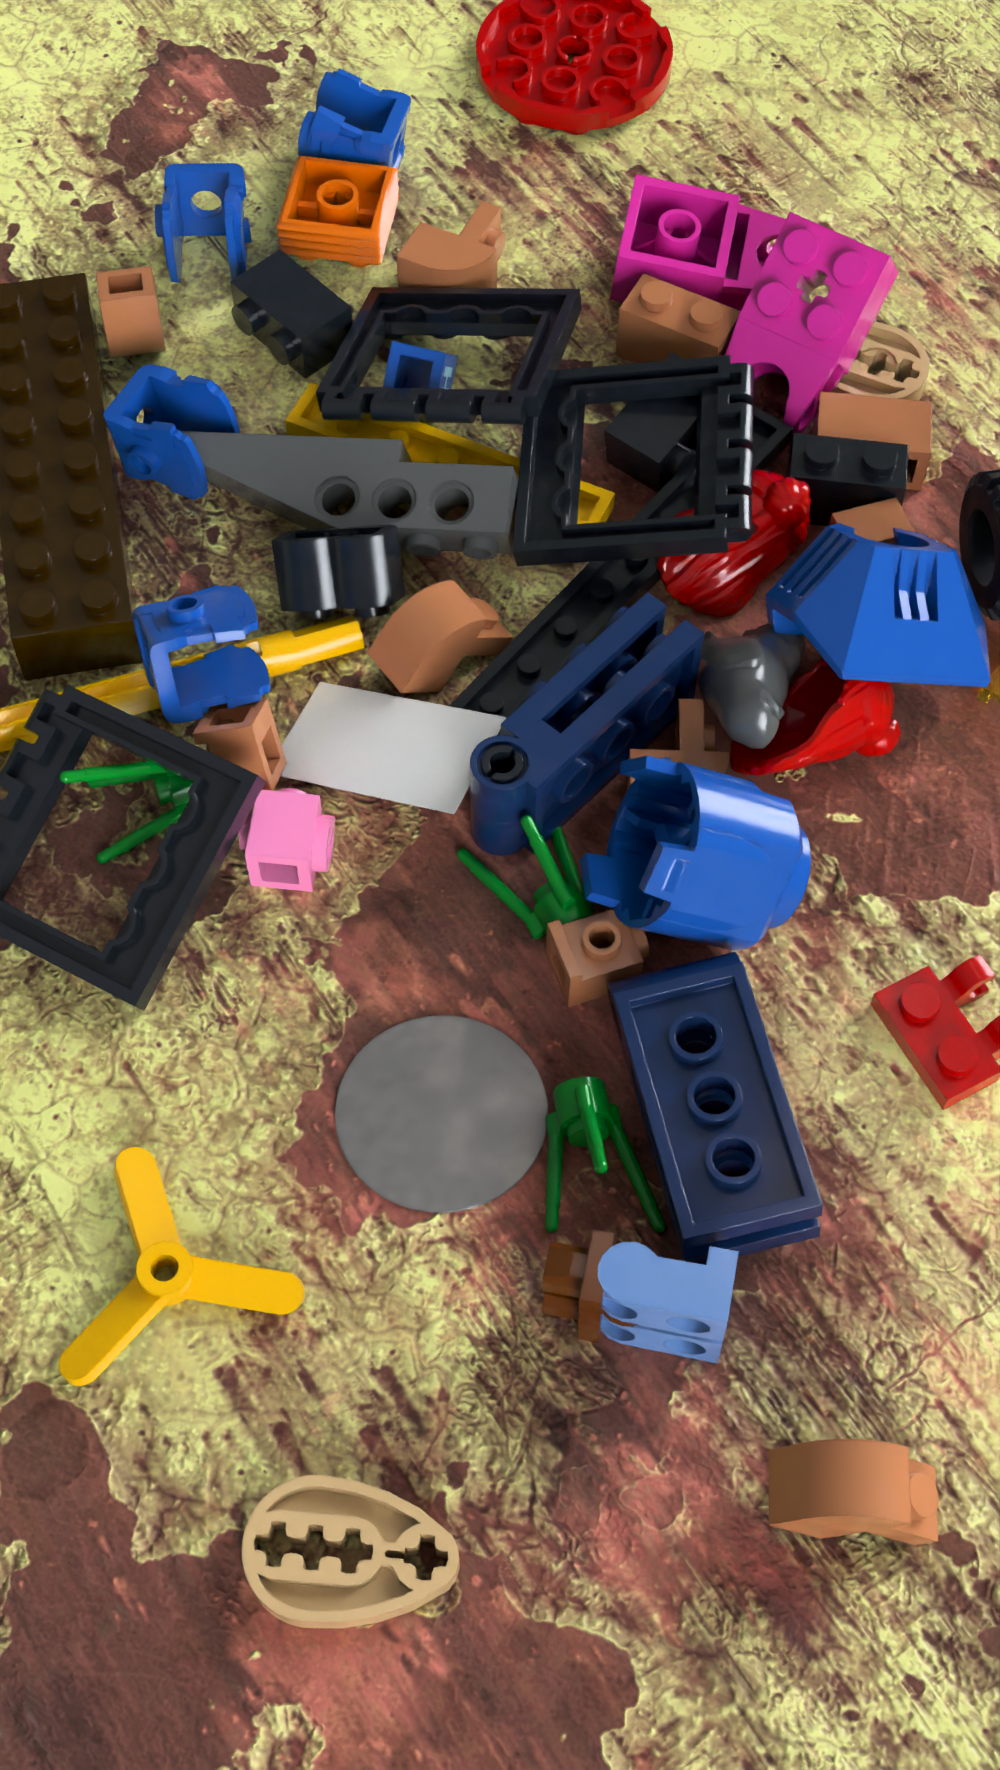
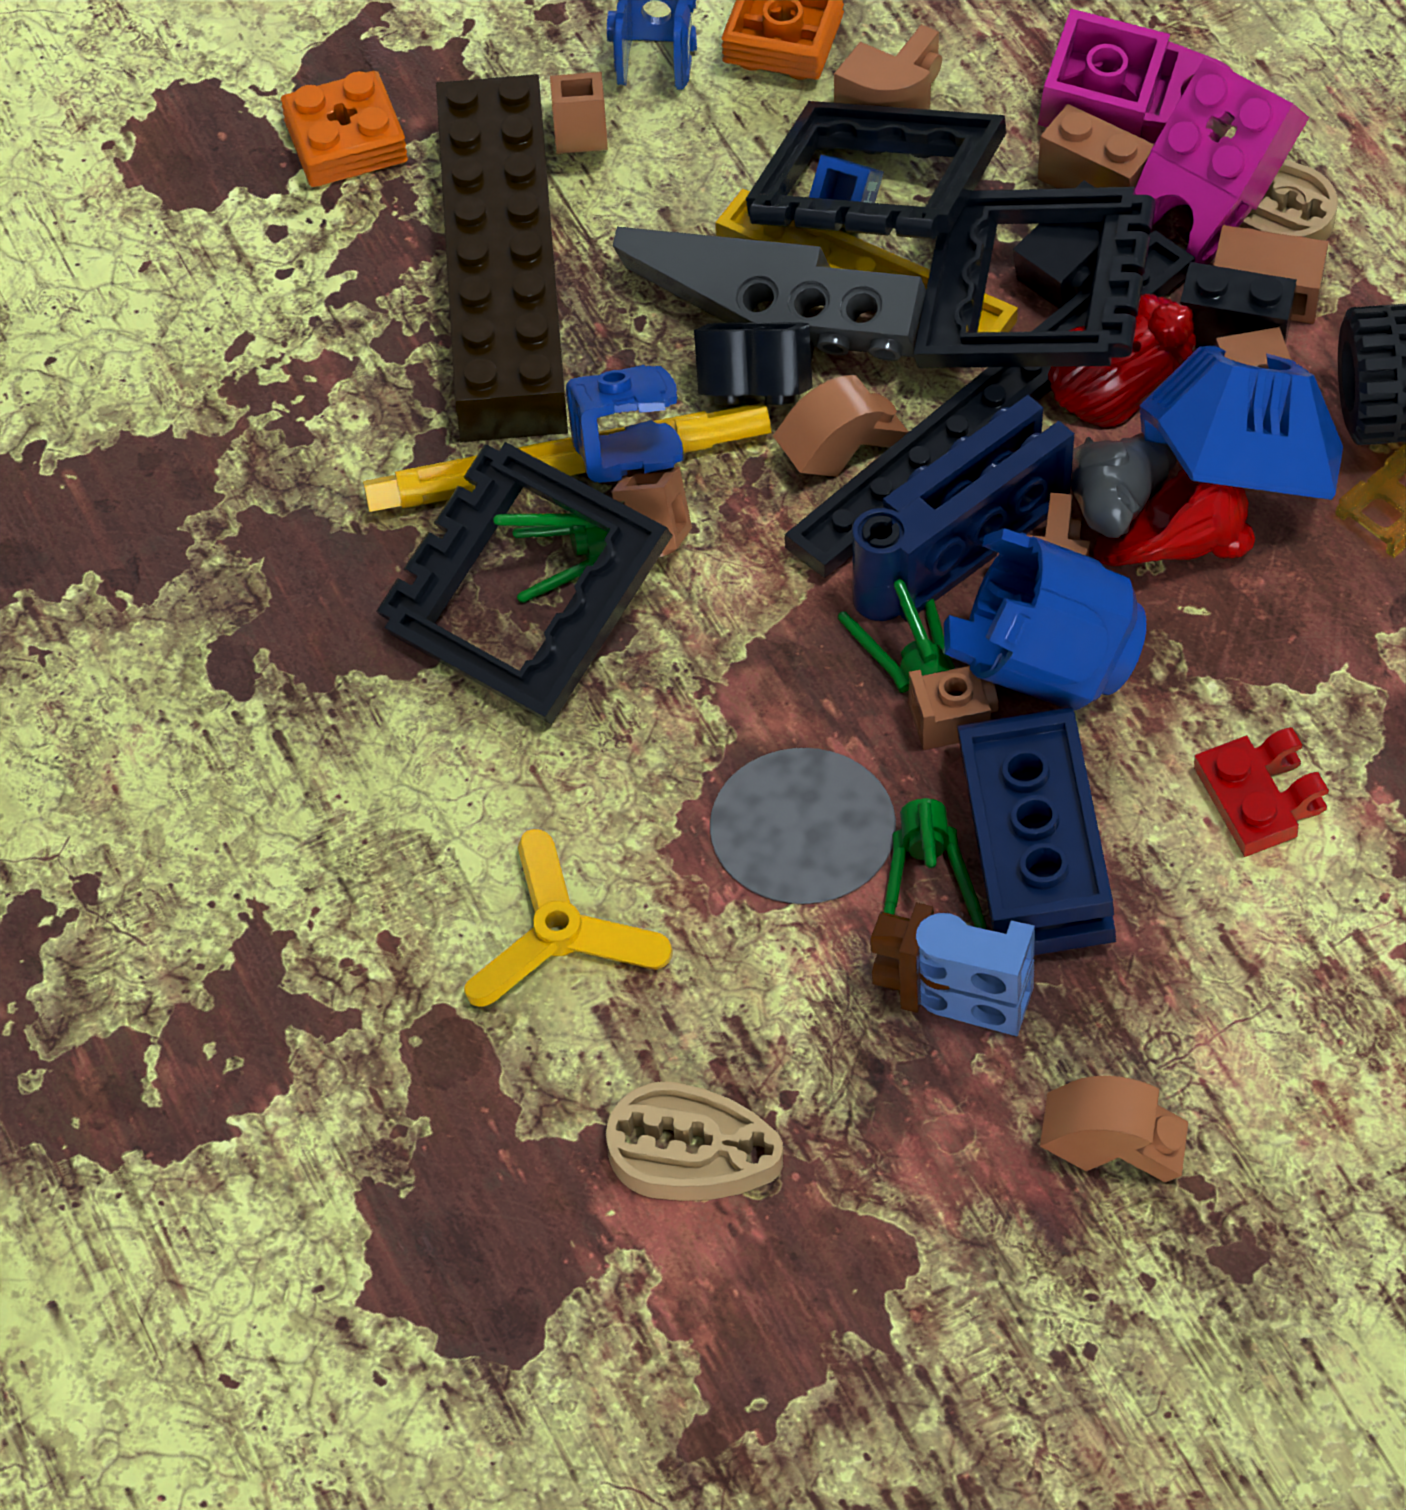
camera: 10 degrees right, 5 degrees down
(169, 406) = (596, 238): blue piece -> none
(287, 840) = (687, 591): bright pink brick -> none
(290, 313) = (728, 122): black brick -> none
(386, 746) = (780, 517): white sticker -> none

